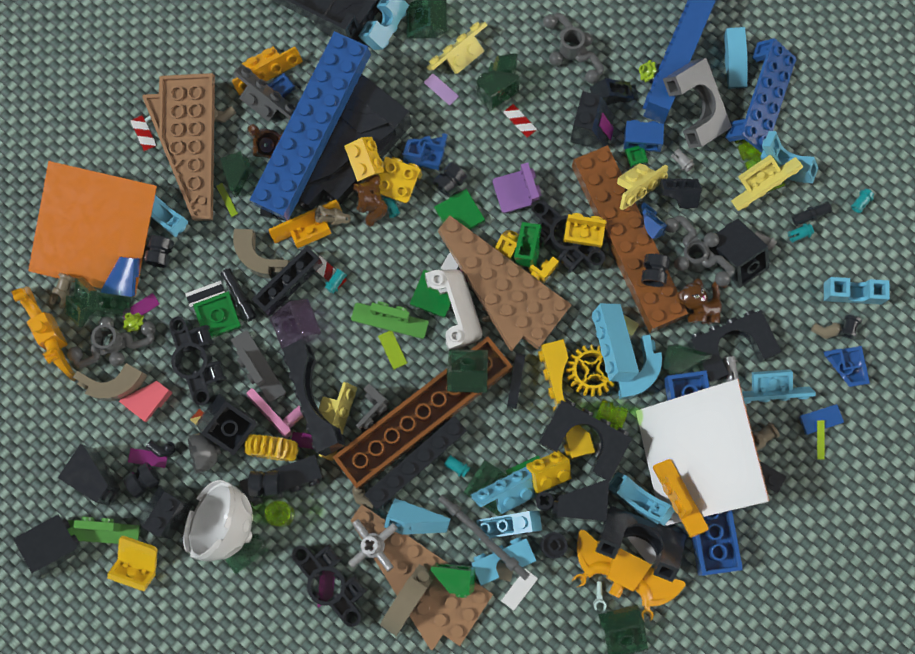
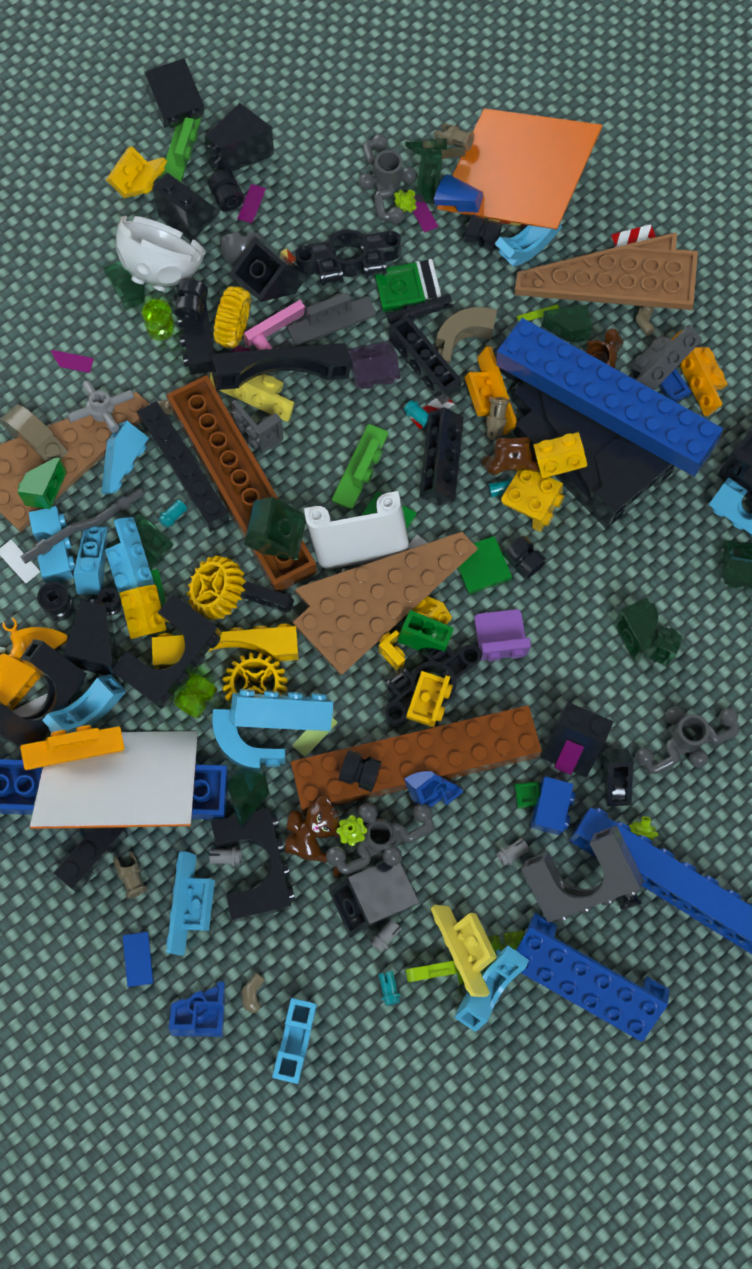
camera: 90 degrees right, 5 degrees down
(44, 331) = (408, 113): light orange torso -> none
(123, 385) = (336, 186): dark tan arch -> none
(147, 400) = (315, 206): coral slope -> none
(161, 451) = (255, 215): black arm -> none
(313, 567) = (60, 380): black piece -> none
(373, 255) = (441, 456): none -> black brick
(392, 349) = (325, 466): lime sticker -> none
(425, 151) = (567, 538): blue slope -> none
(441, 89) = (650, 571): lavender sticker -> none
(462, 52) = (696, 601): light yellow bracket -> none
(520, 120) = (596, 659): sticker -> none
(520, 404) = (216, 587): none -> yellow gear
(639, 182) = (484, 780): light yellow bracket -> none
(685, 191) = (467, 836): black arch -> none
(699, 271) = (352, 830): none -> lime plant
(736, 57) = (649, 953): medium azure slope -> none
(782, 203) = (431, 971): none -> lime piece
(811, 213) = (413, 1009): black pin -> none
(820, 439) = (112, 952): lime piece -> none
(850, 326) = (249, 1025): black bush -> none
(865, 196) = (421, 1085): teal pin -> none

